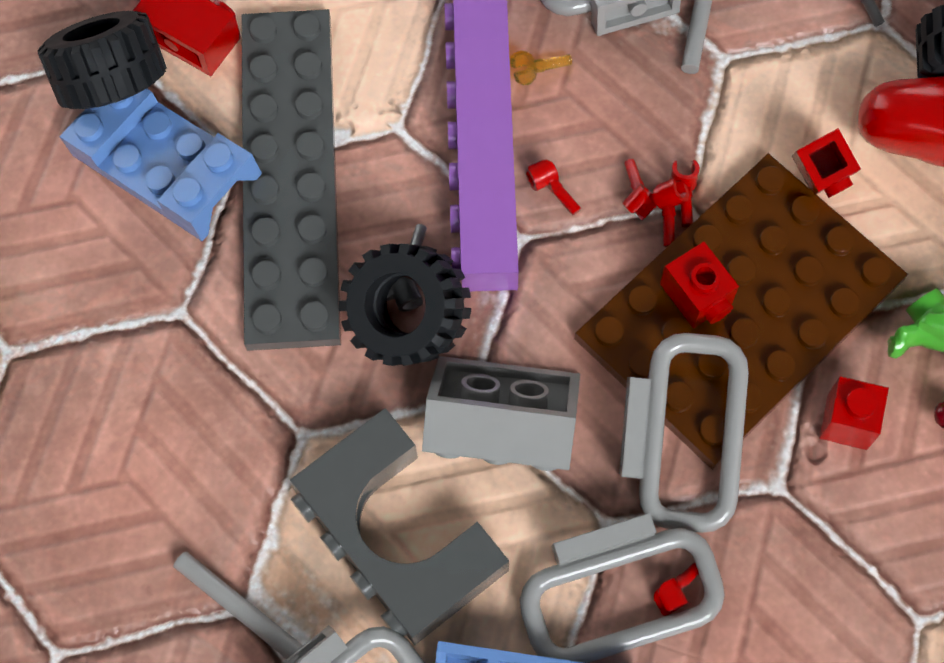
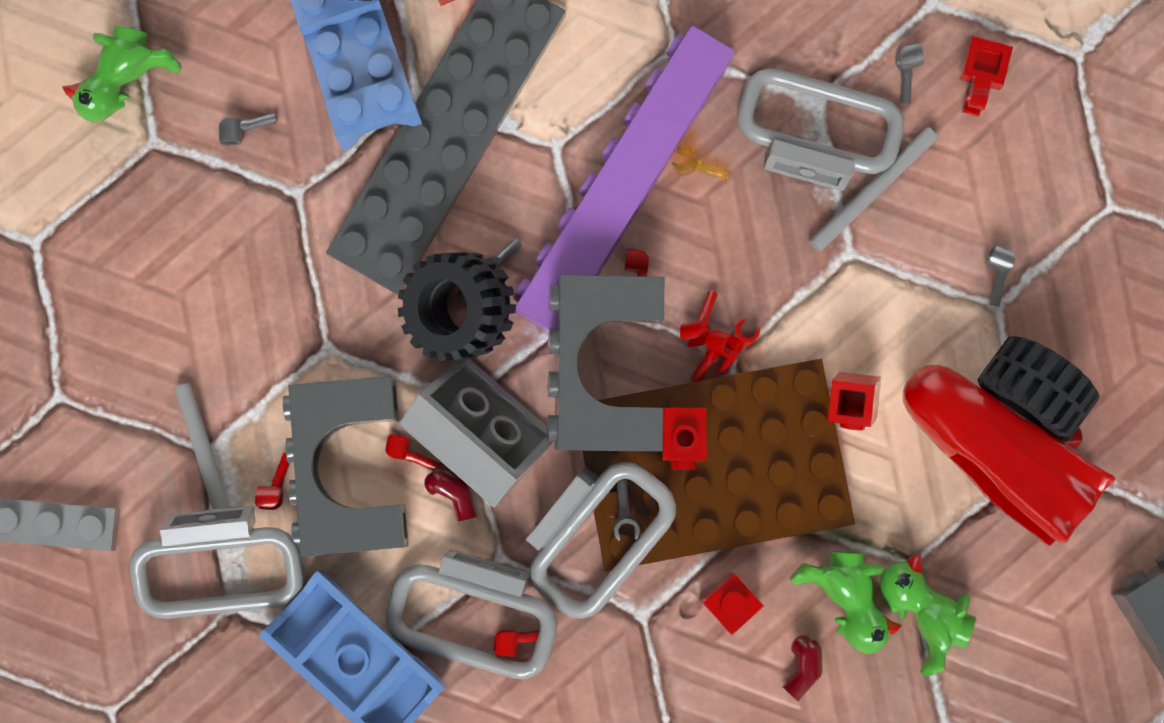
camera: 30 degrees right, 15 degrees up
(80, 291) = (231, 128): none -> flat silver hand
(338, 609) = (272, 496): none -> red hand
(436, 482) = (398, 447): none -> red hand
(517, 482) = (452, 487): none -> dark red arm
(592, 326) = (579, 418): none -> dark grey arch
(696, 393) = (624, 510): none -> flat silver hand

